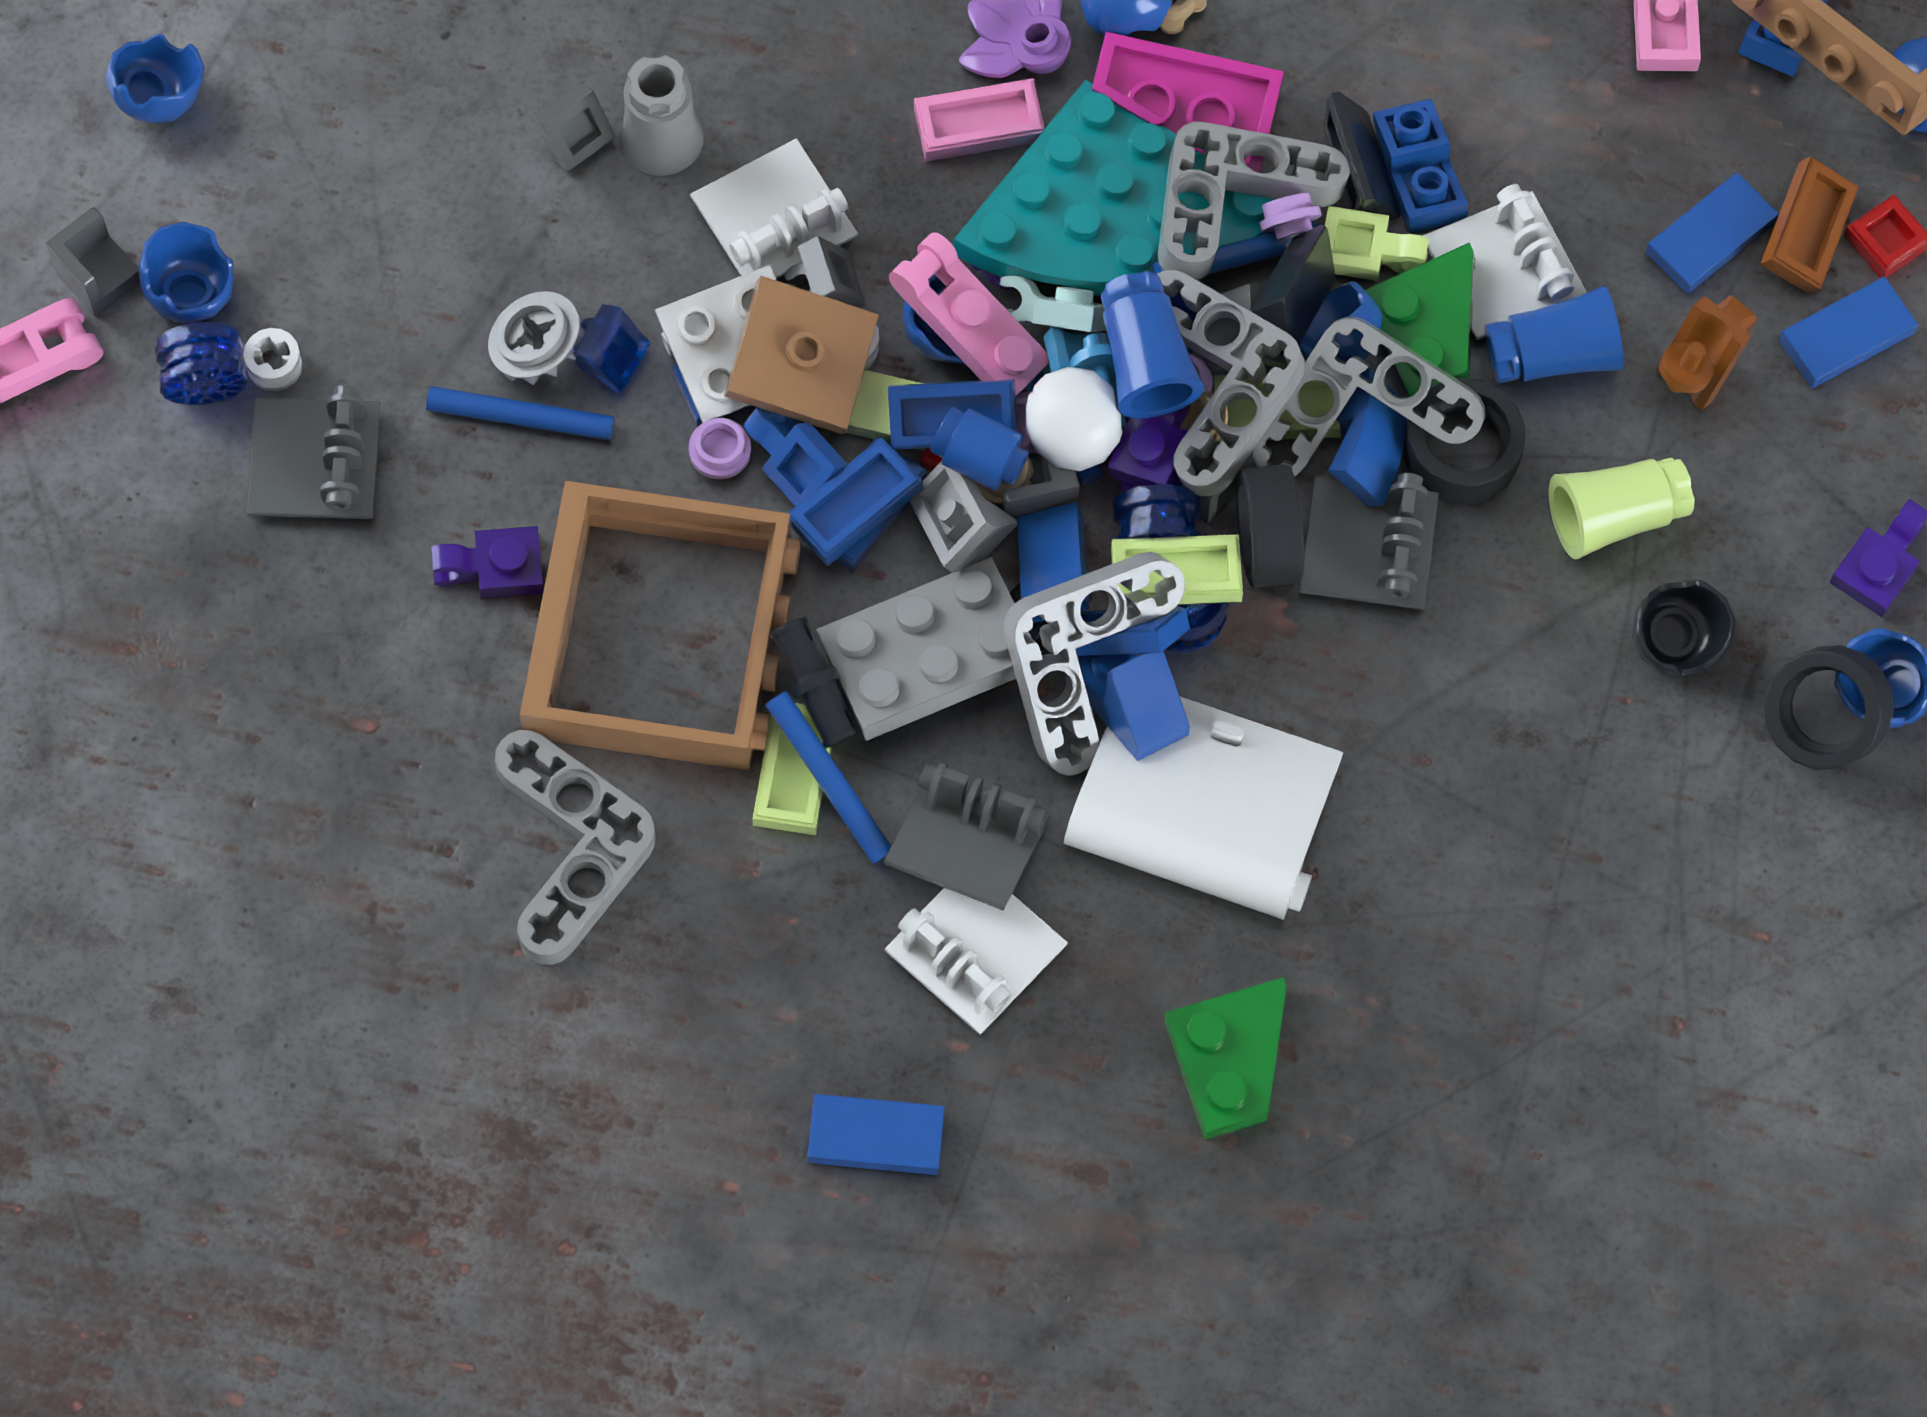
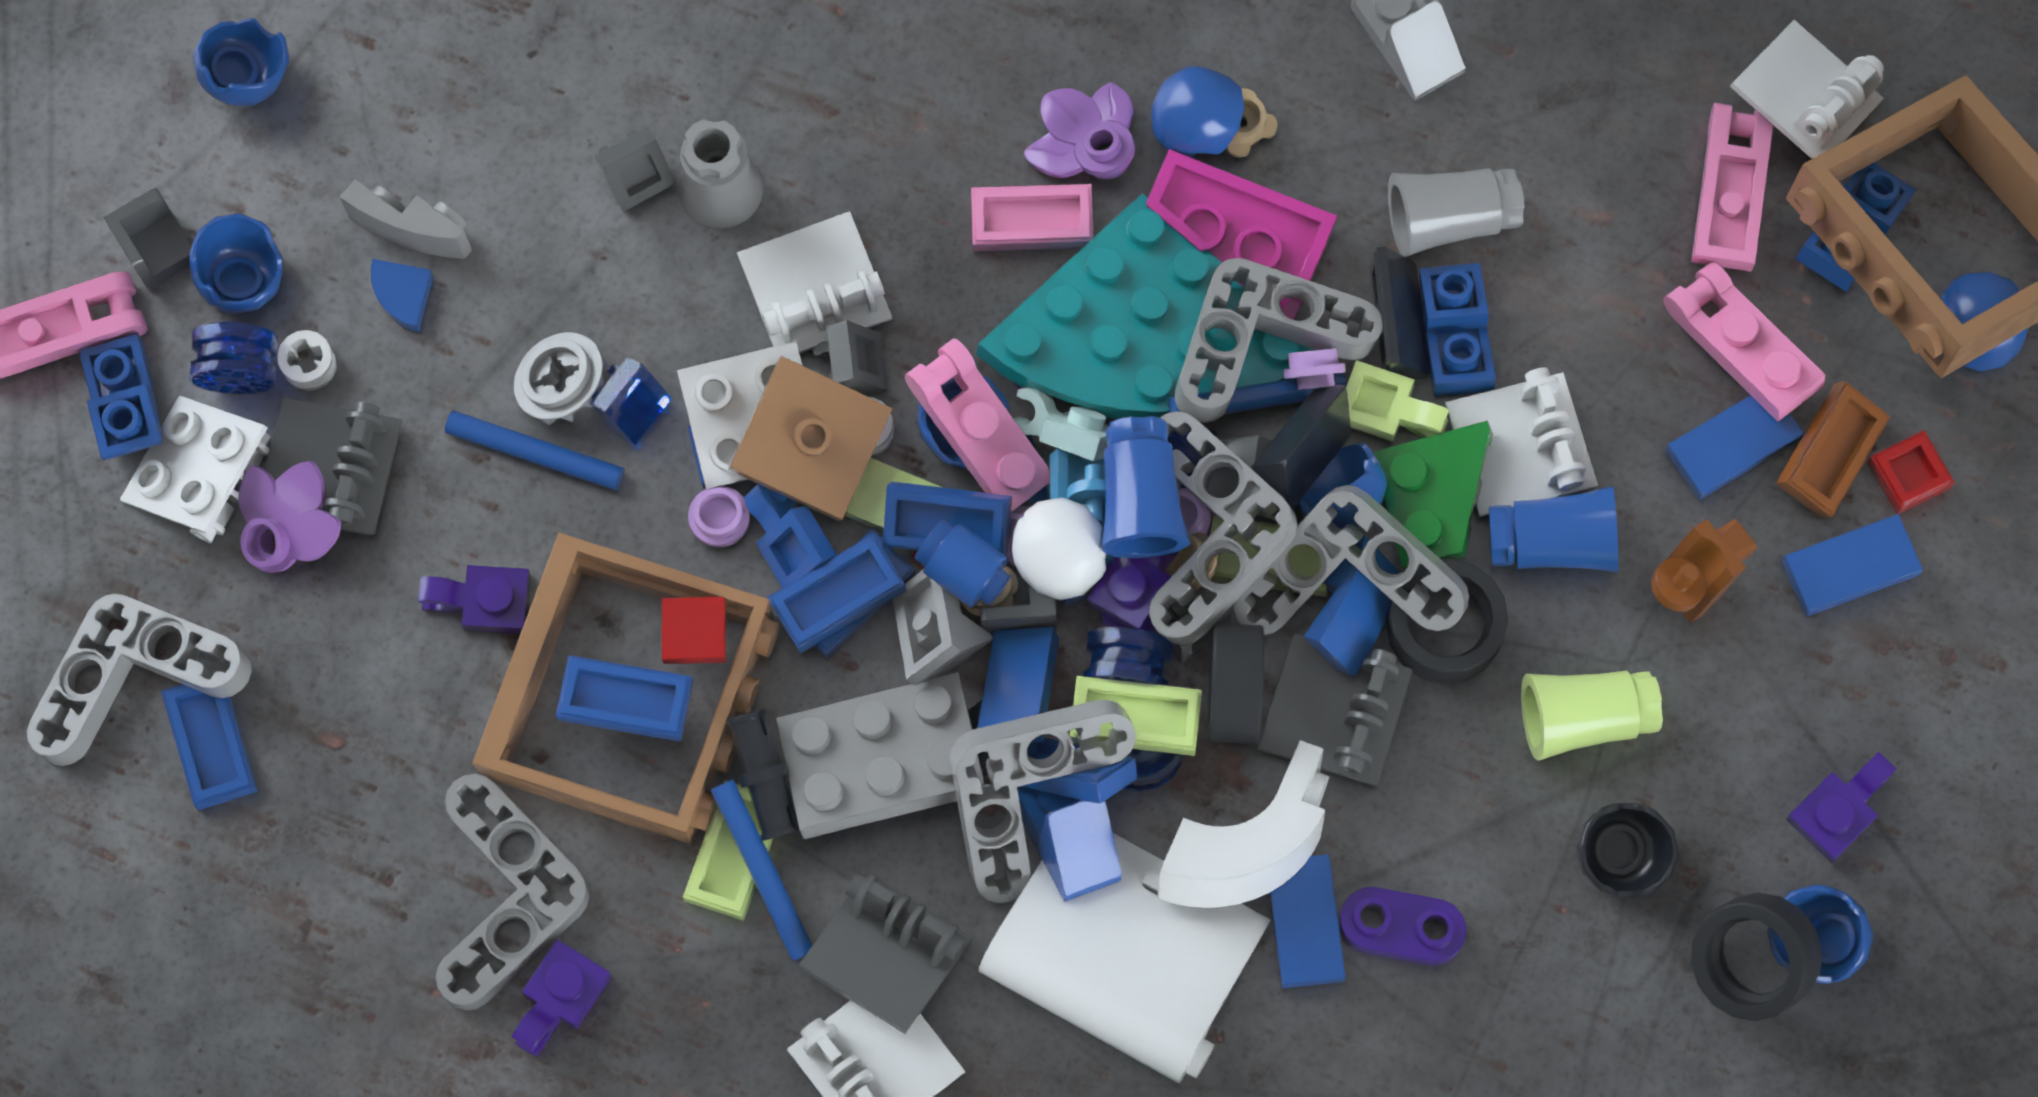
camera: 15 degrees right, 5 degrees up
(89, 420) = (121, 397): none -> blue slope
(143, 662) = (129, 647): none -> light grey beam
(181, 477) = (197, 467): none -> white hinge
(240, 742) = (209, 746): none -> blue tile
(282, 500) = (289, 512): none -> medium lavender plate
(357, 279) = (402, 291): none -> blue tile
(367, 214) = (418, 227): none -> light grey slope
(644, 929) = (563, 991): none -> dark purple plate
(662, 629) = (624, 698): none -> blue tile
(720, 553) = (693, 630): none -> red tile
(1314, 690) = (1252, 858): none -> white arch
(1378, 748) = (1307, 927): none -> blue tile
(1394, 48) = (1452, 207): none -> light grey plant
(1476, 741) = (1402, 930): none -> dark purple plate
(1704, 135) = (1745, 342): none -> bright pink plate

